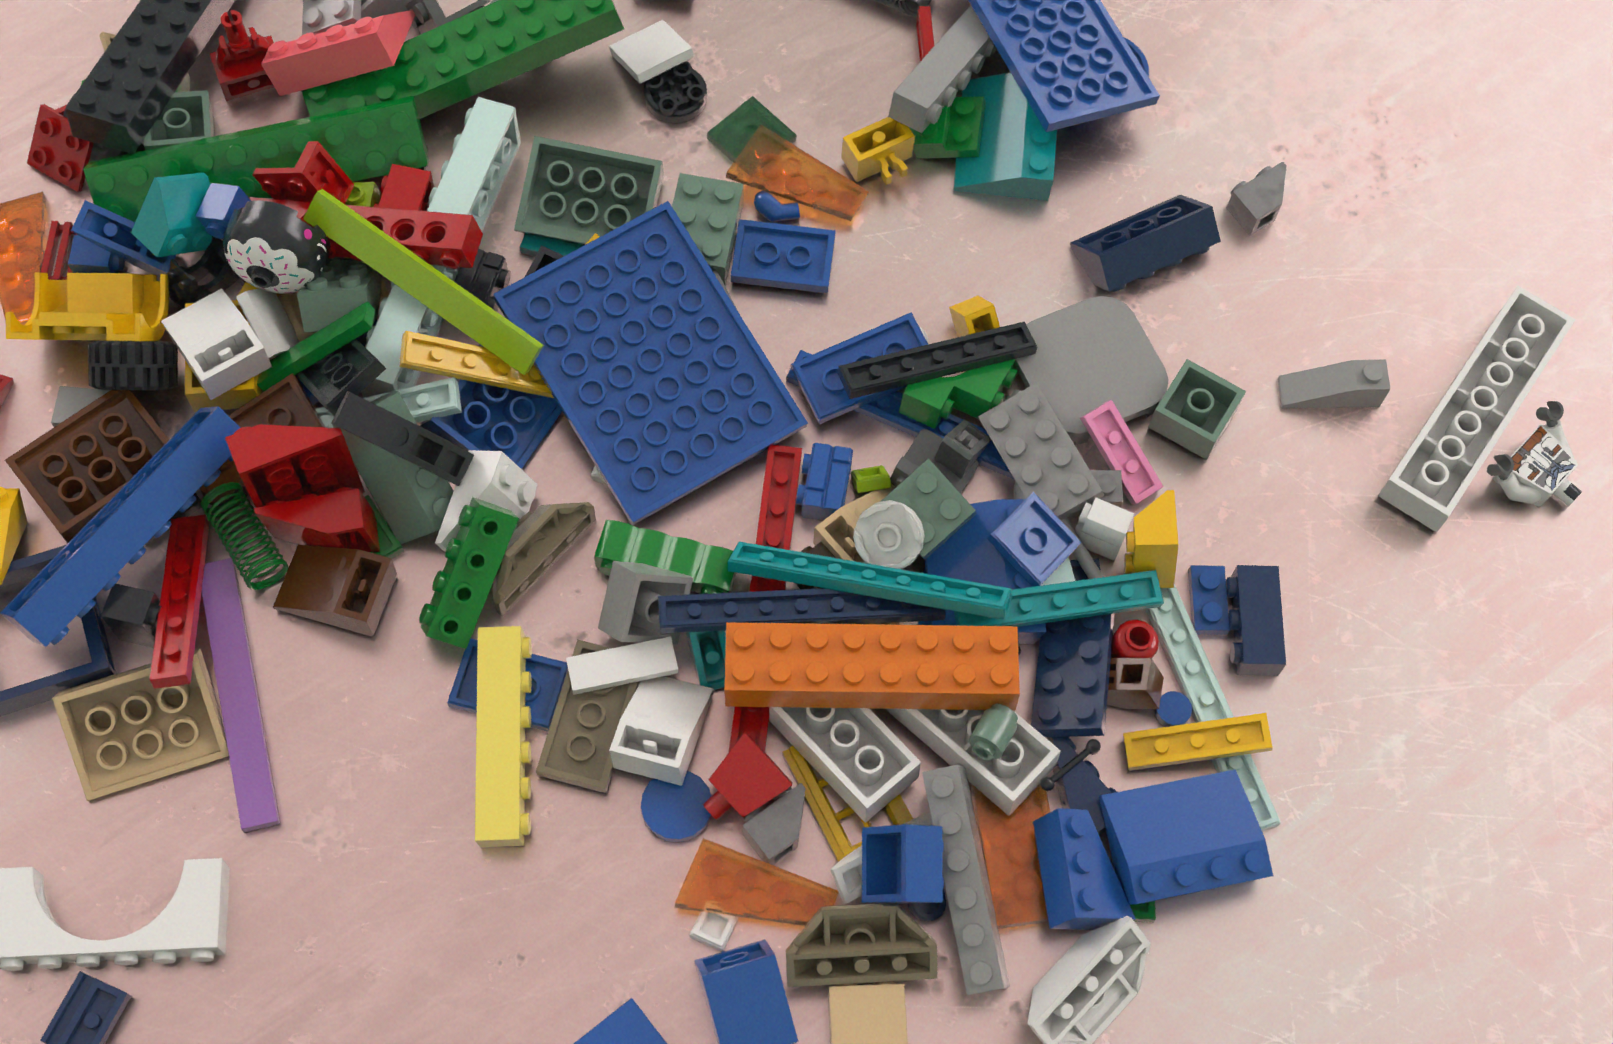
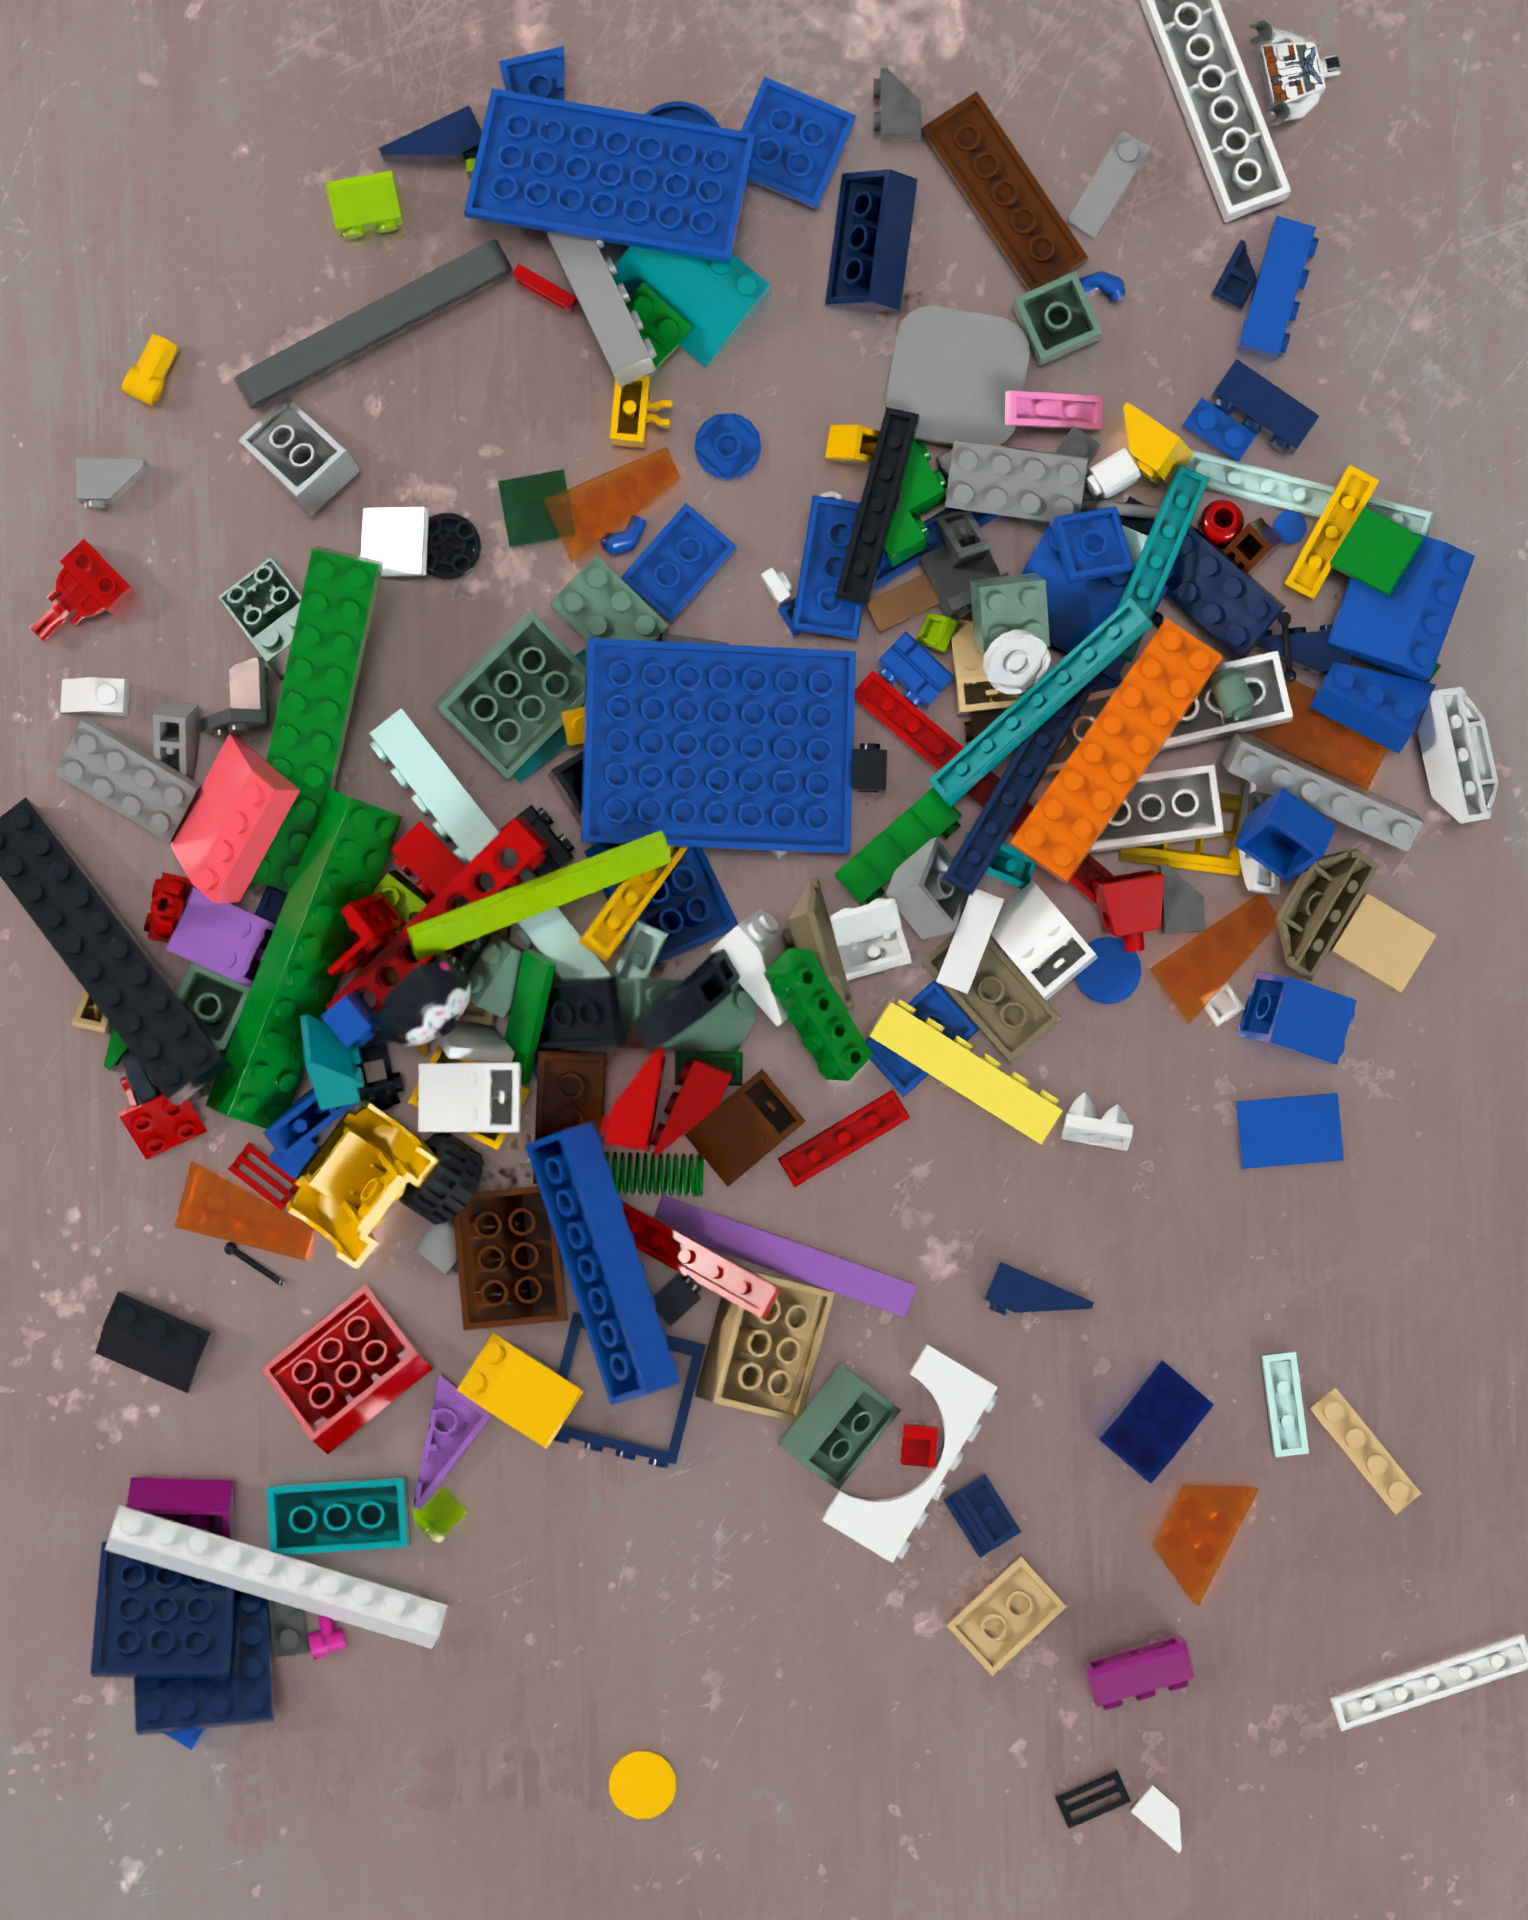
camera: 50 degrees left, 20 degrees up
(99, 834) = (839, 1427): none -> sand green slope
(125, 916) = (919, 1445): none -> red panel
(239, 95) = (221, 938): none -> medium lavender slope
(327, 916) = (1023, 1293): none -> dark blue slope
(378, 677) = (843, 1138): none -> red tile
(518, 873) = (1084, 1127): none -> white tile
(570, 582) = (870, 938): none -> white bracket
(716, 497) = (869, 769): none -> black brick
(818, 335) = (777, 585): none -> white plate
(874, 441) = (902, 603): none -> medium nougat tile
(903, 240) = (727, 446): none -> blue tile
(1174, 143) = (795, 141): none -> blue plate
(1210, 785) = (1376, 552): none -> green tile
(1254, 430) = (1106, 282): none -> blue arm
(1264, 311) = (1004, 193): none -> reddish brown plate
(1340, 534) = (1236, 279): none -> dark blue tile
(1360, 567) = (1276, 288): none -> blue brick

